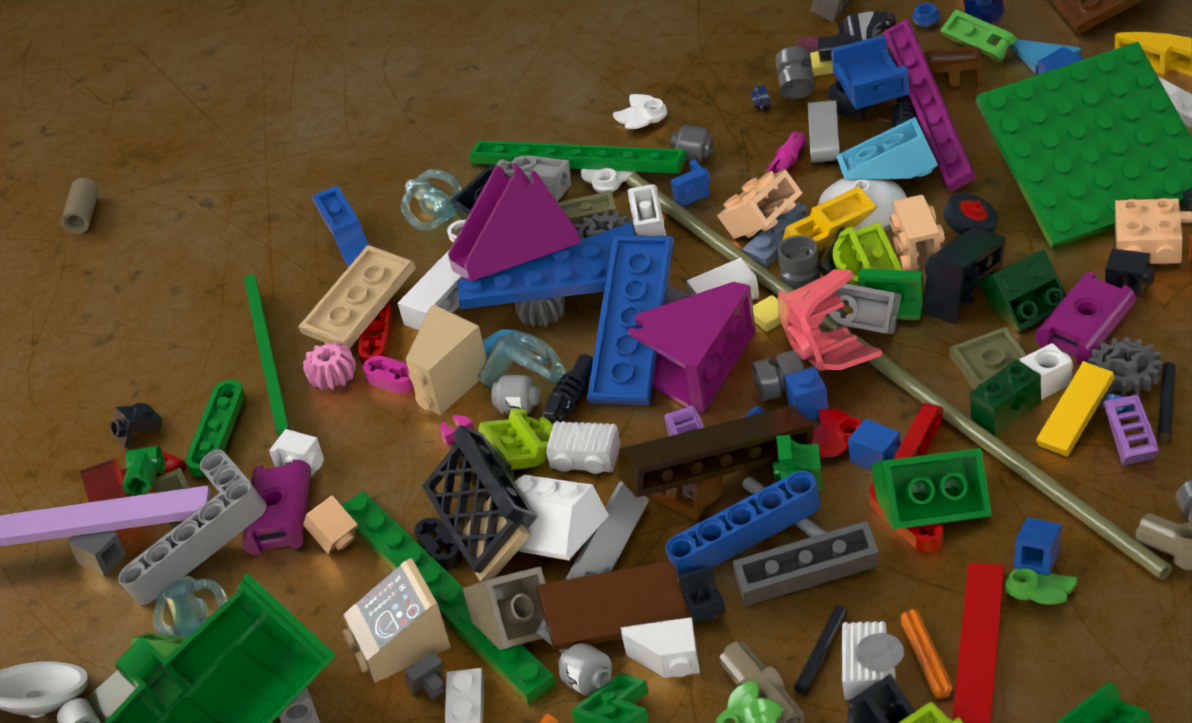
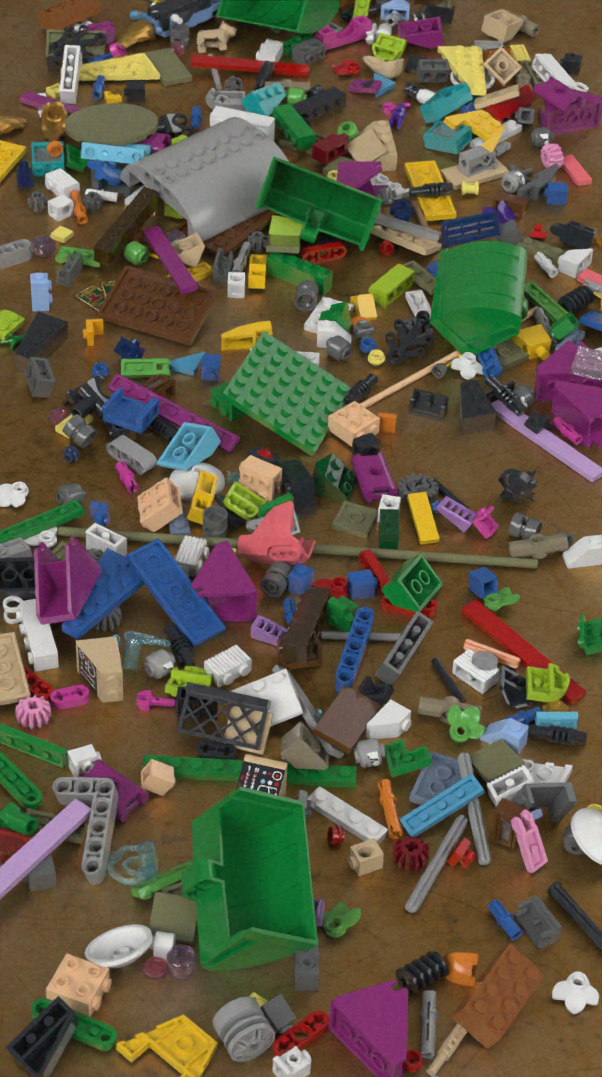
camera: 60 degrees left, 0 degrees up
(1156, 465) = (484, 522): none -> dark pink bracket

